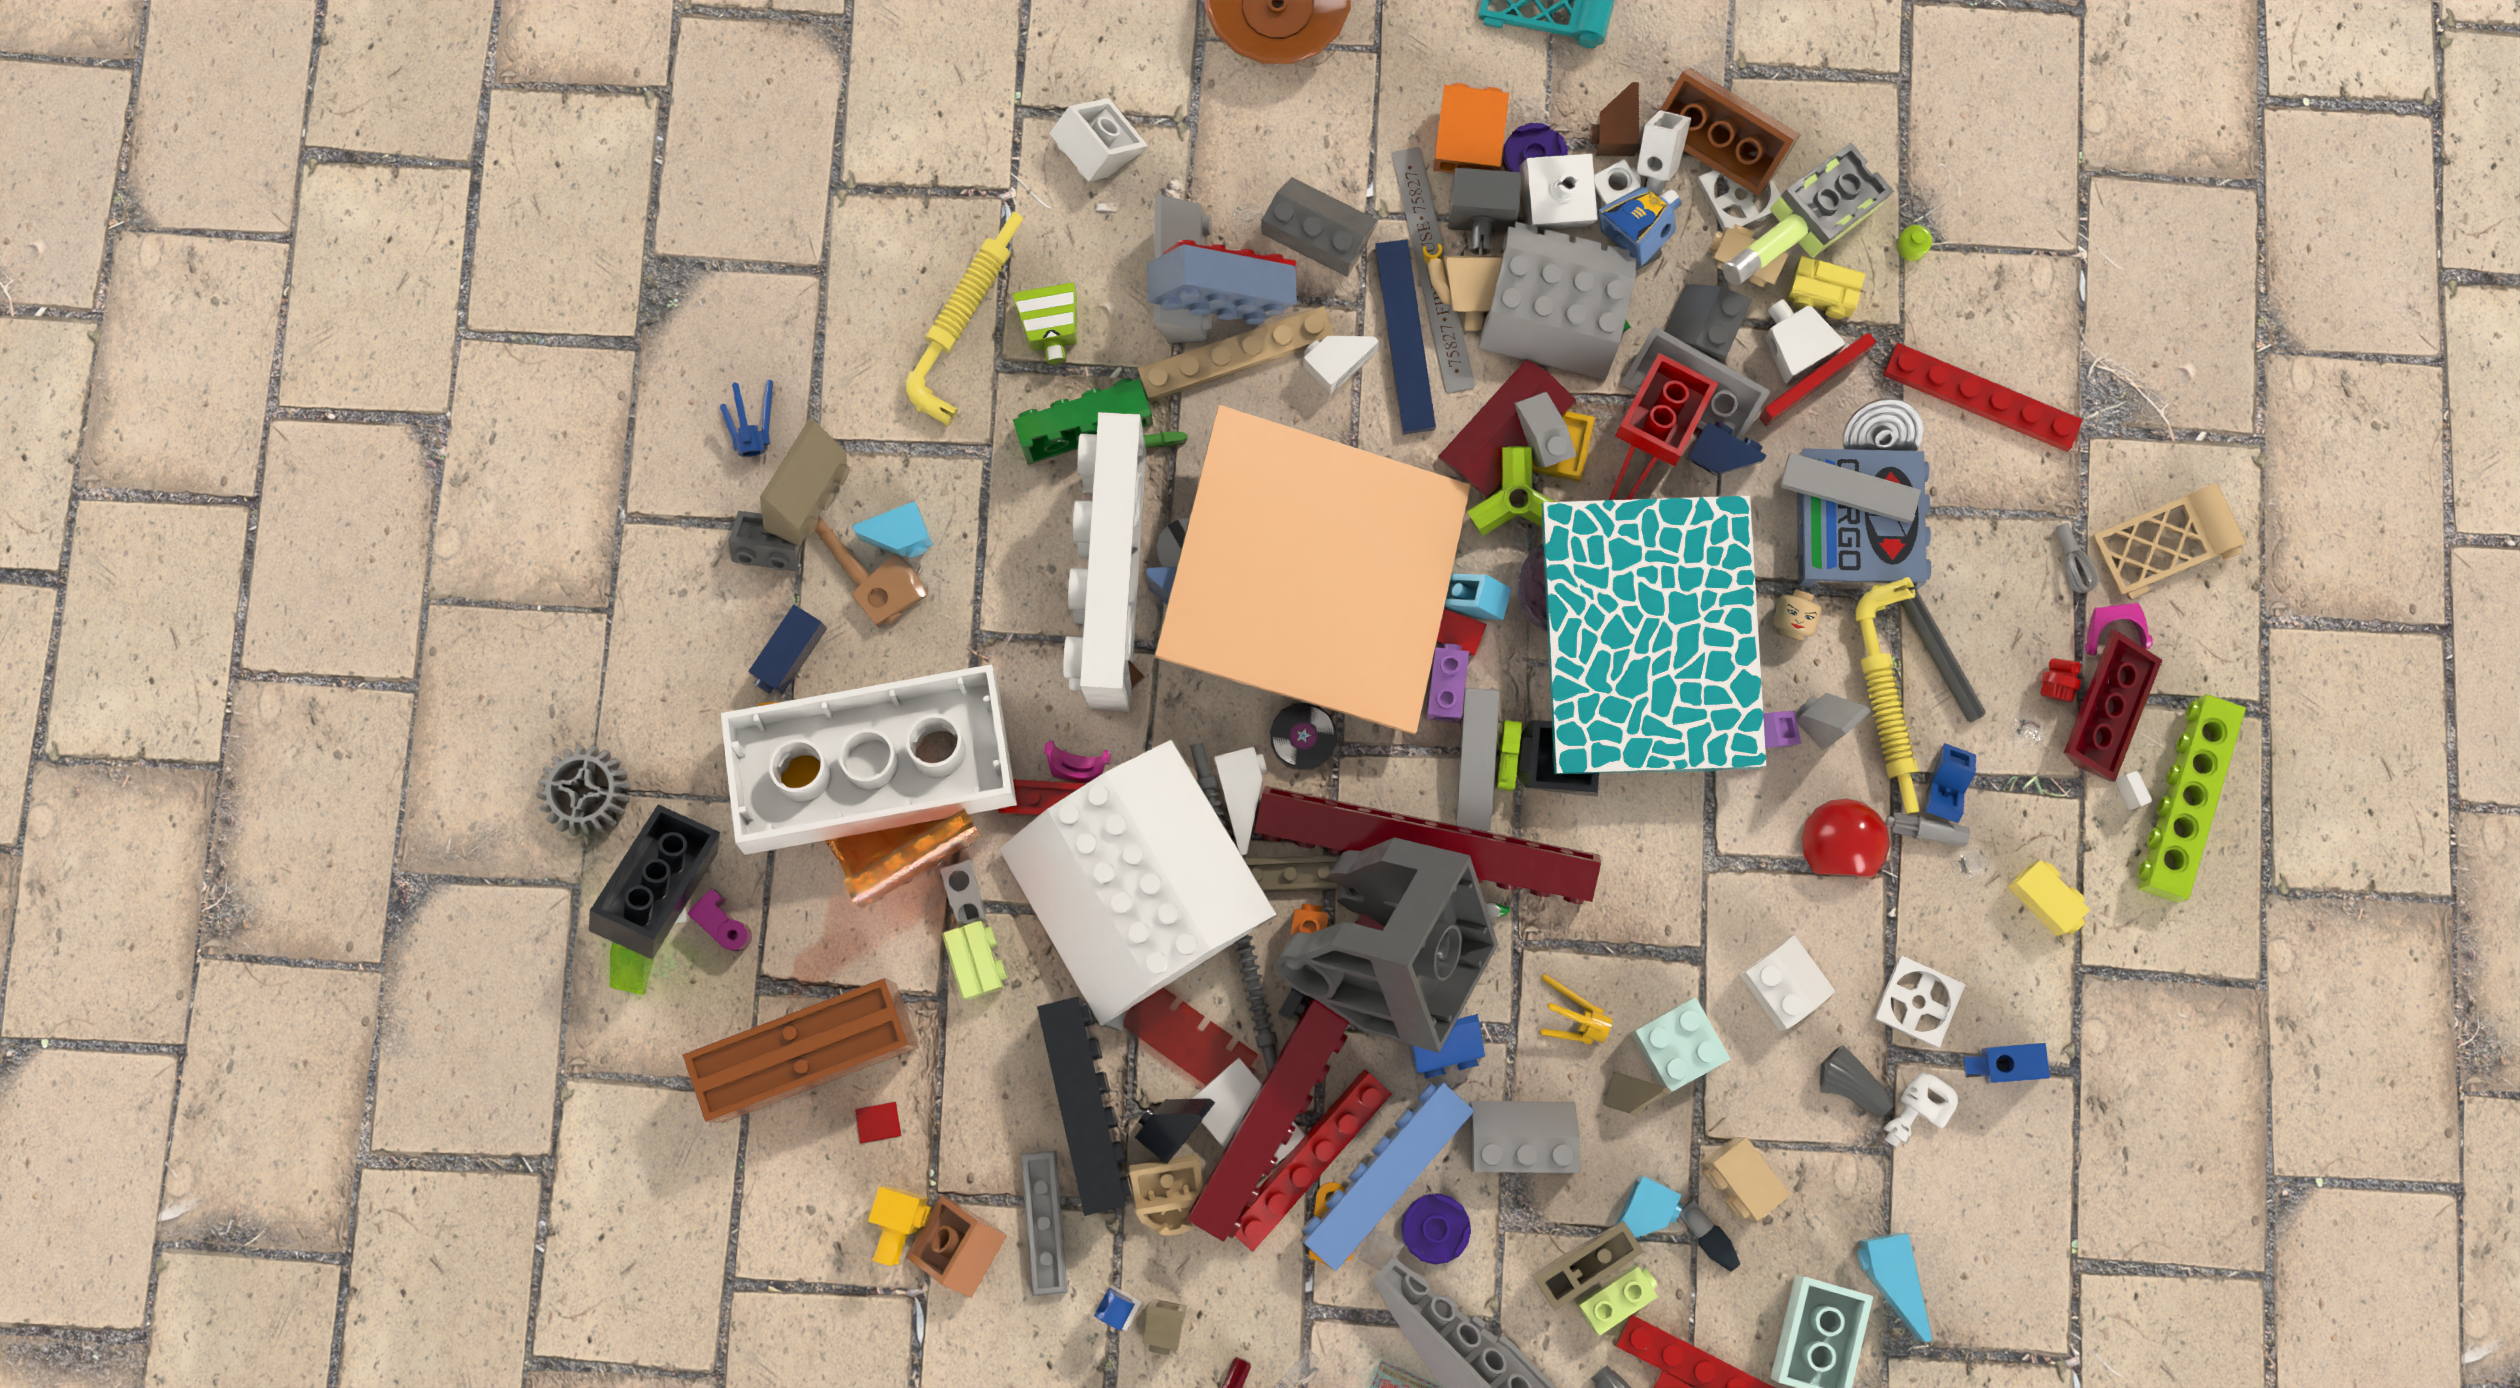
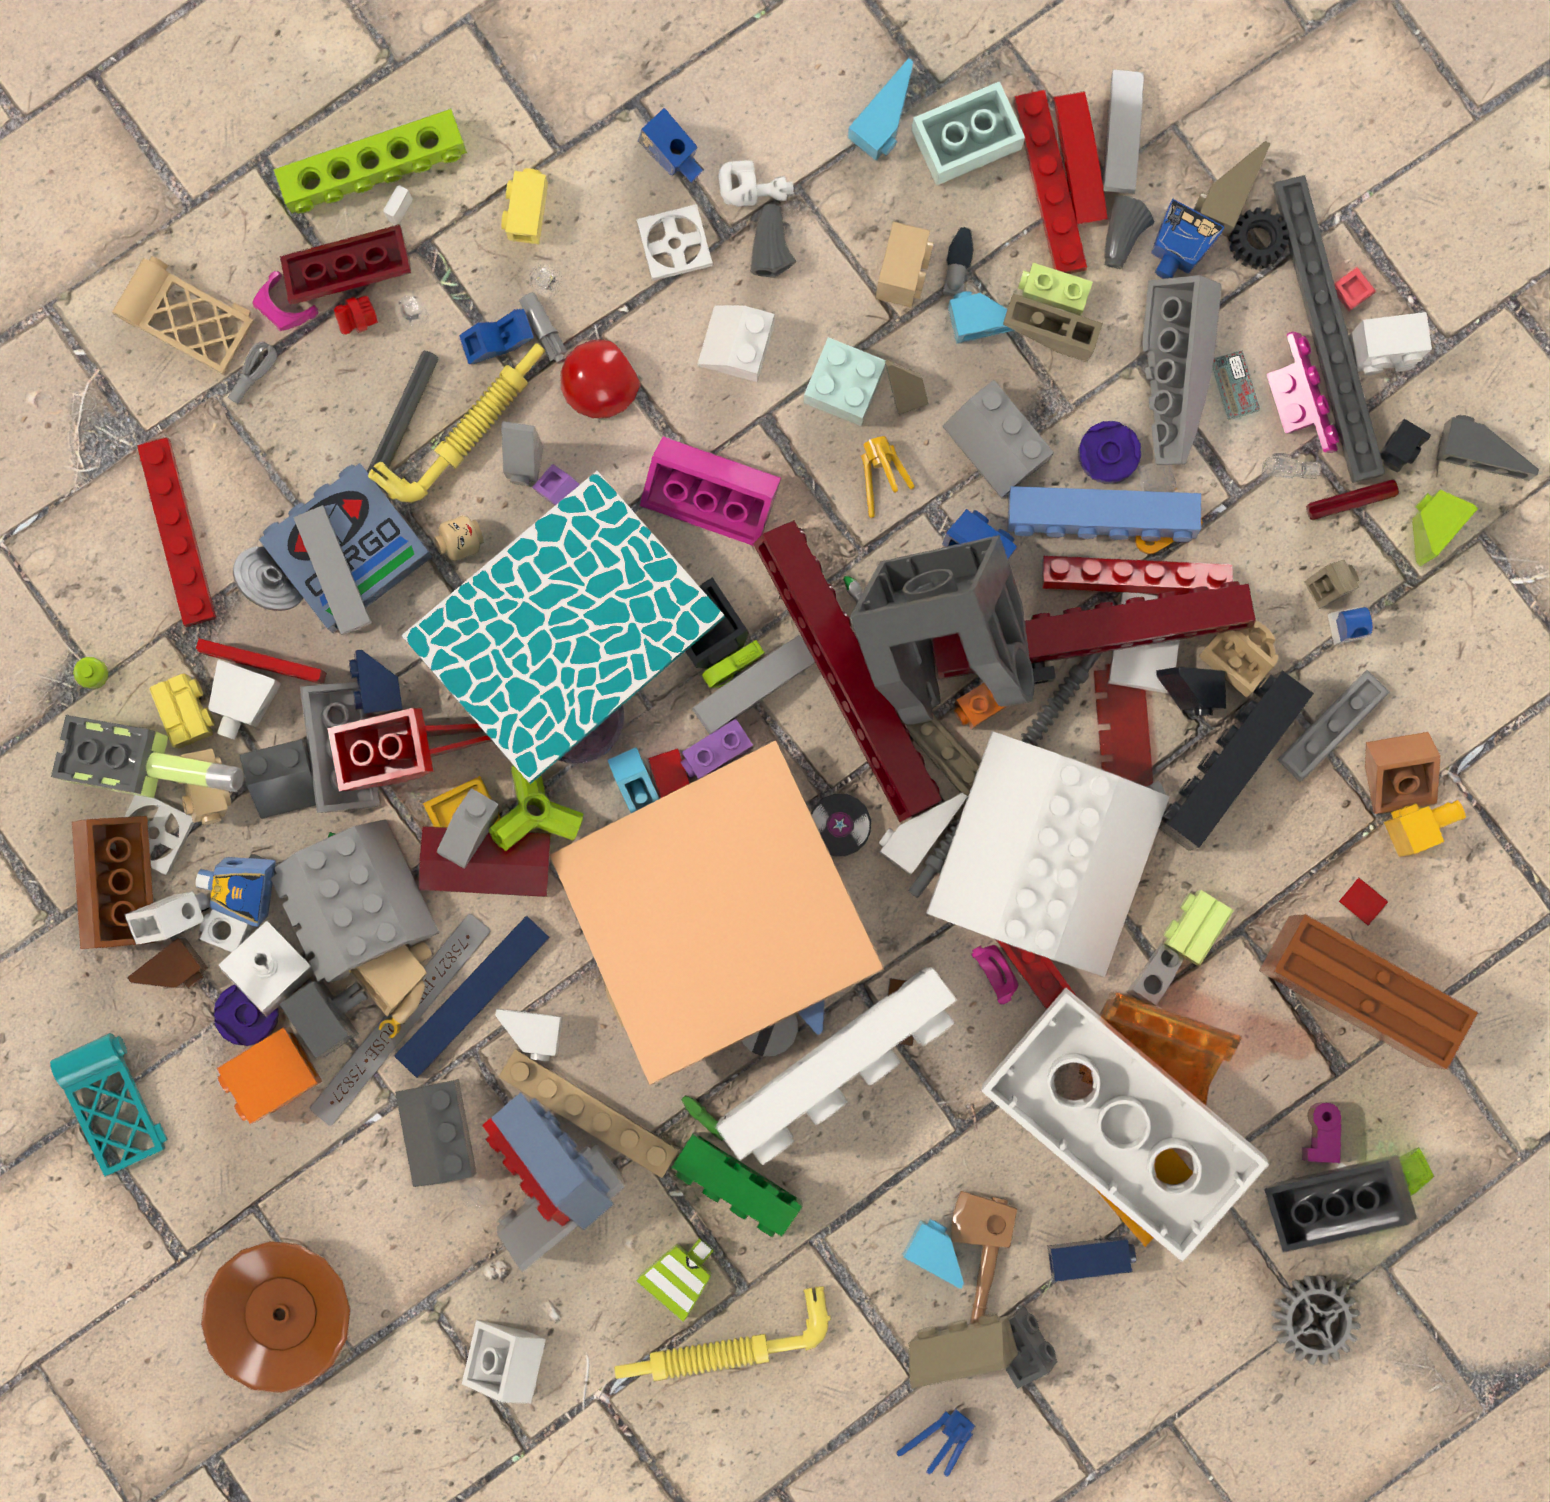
camera: 130 degrees left, 5 degrees up
(1674, 854) = (709, 491): none -> dark pink slope

